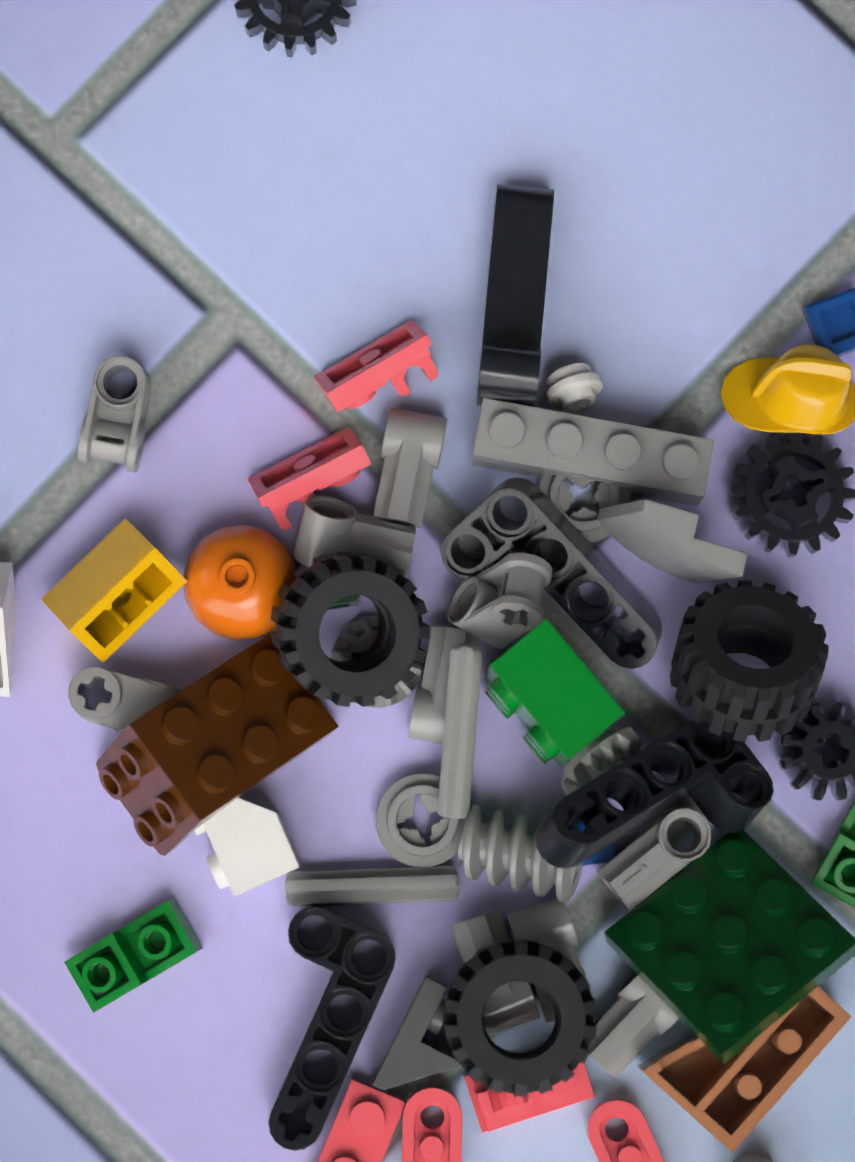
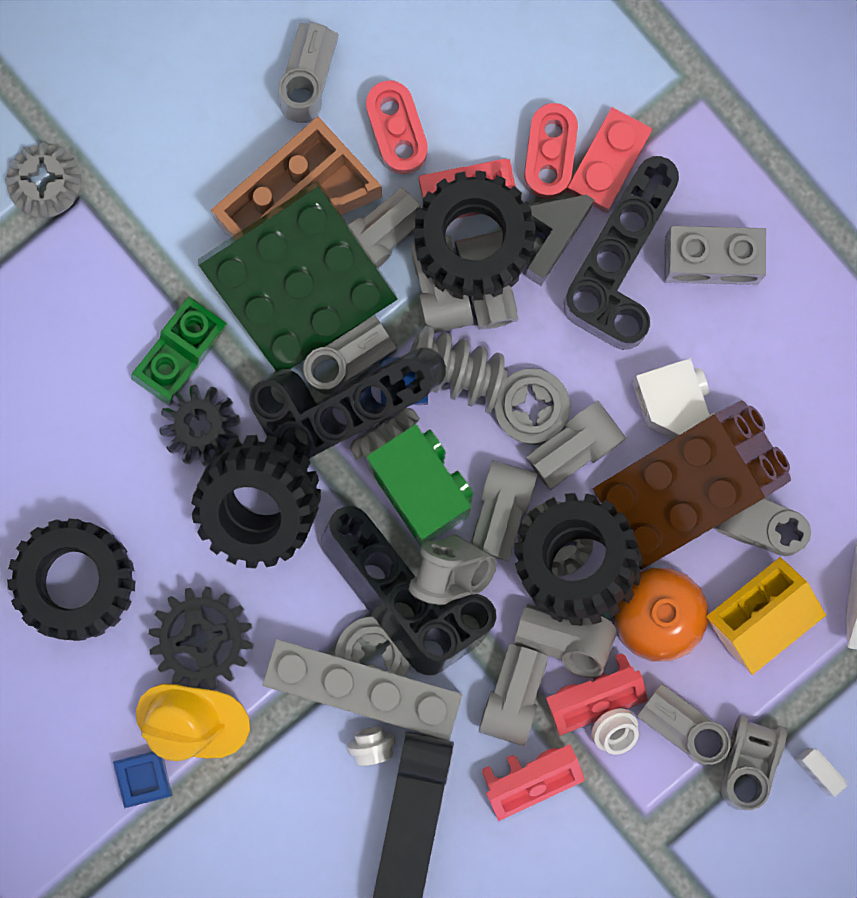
camera: 175 degrees left, 0 degrees up
(32, 414) = (821, 771): none -> white tile
(133, 955) = (773, 324): green slope -> none
(205, 451) = (681, 723): none -> light grey piece
(213, 1033) = (715, 255): none -> light grey brick
(282, 436) = (616, 731): none -> white plate
(354, 784) = (583, 440): none -> light grey piece
(372, 886) = (577, 358): light grey axle -> none
(459, 730) = (496, 469): light grey axle -> none
(667, 541) = (308, 604): light grey slope -> none

